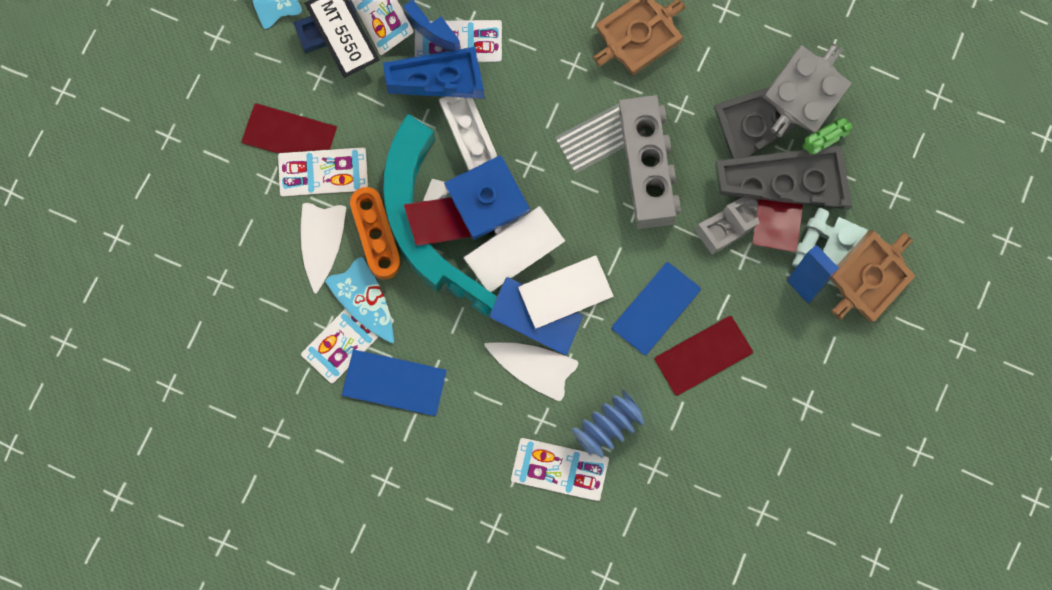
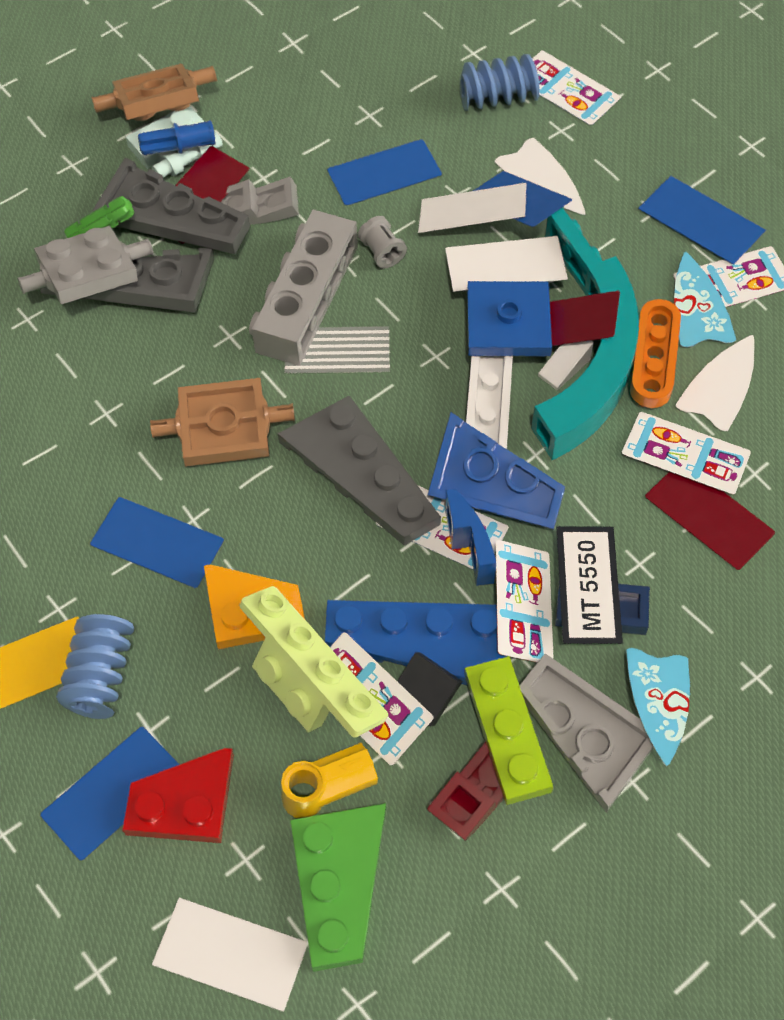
camera: 155 degrees left, 15 degrees down
(536, 52) = (362, 467): none -> dark grey wing
(608, 220) = (382, 242): none -> light grey bush
(703, 355) = (363, 116): dark red sticker -> none
(812, 274) = (211, 104): blue tile -> none
(818, 230) = (177, 138): none -> blue axle

